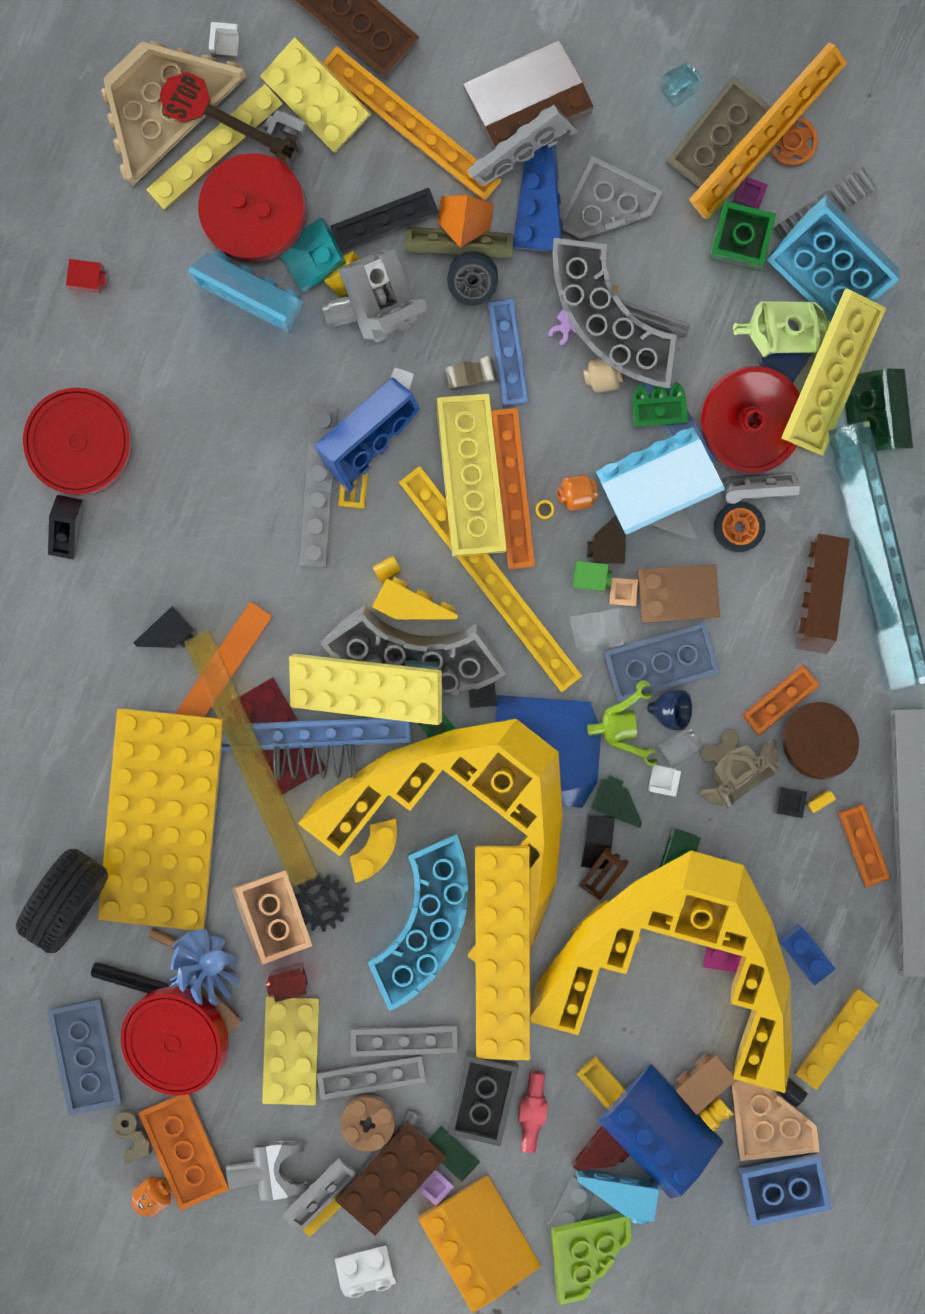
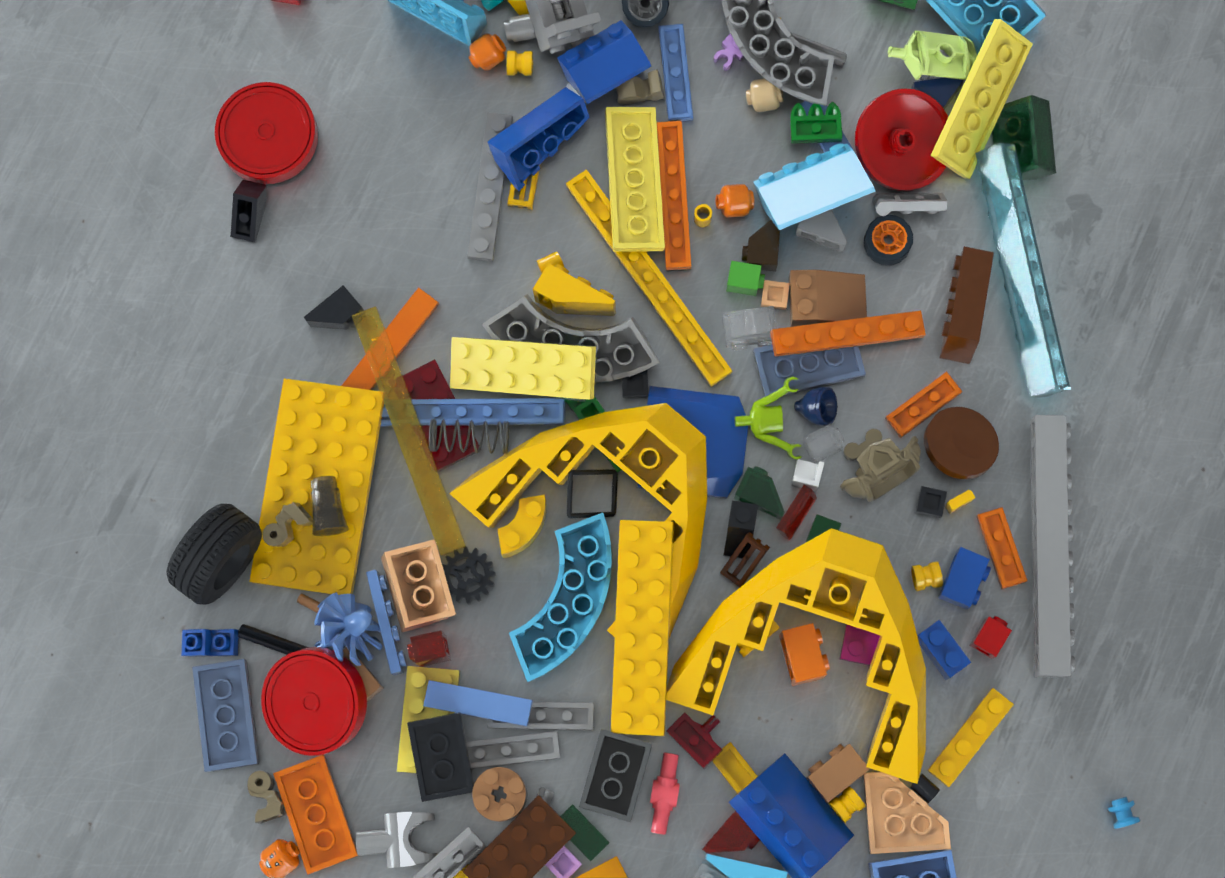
camera: 10 degrees right, 10 degrees down
(62, 983) = (210, 642): none -> blue slope
(128, 870) = (281, 533): none -> dark tan leg
(173, 844) = (327, 507): none -> clear smoke plant
(245, 965) = (389, 633): none -> medium blue plate
(306, 340) = (487, 51): none -> orange head
(306, 1090) = (441, 756): none -> black plate
(340, 1033) = (478, 703): none -> medium blue tile
(342, 350) = (519, 63): none -> yellow wheel
(432, 349) = (603, 62): none -> blue slope
(439, 794) = (592, 472): none -> black piece
(561, 1056) = (696, 738): none -> dark red plate
(654, 820) = (796, 512): none -> clear red tile
(666, 968) = (803, 654): none -> orange brick
(700, 632) = (847, 333): none -> orange plate
(788, 879) = (927, 576): none -> yellow wheel
(827, 880) = (964, 578): none -> blue brick
(855, 938) = (991, 636): none -> red brick

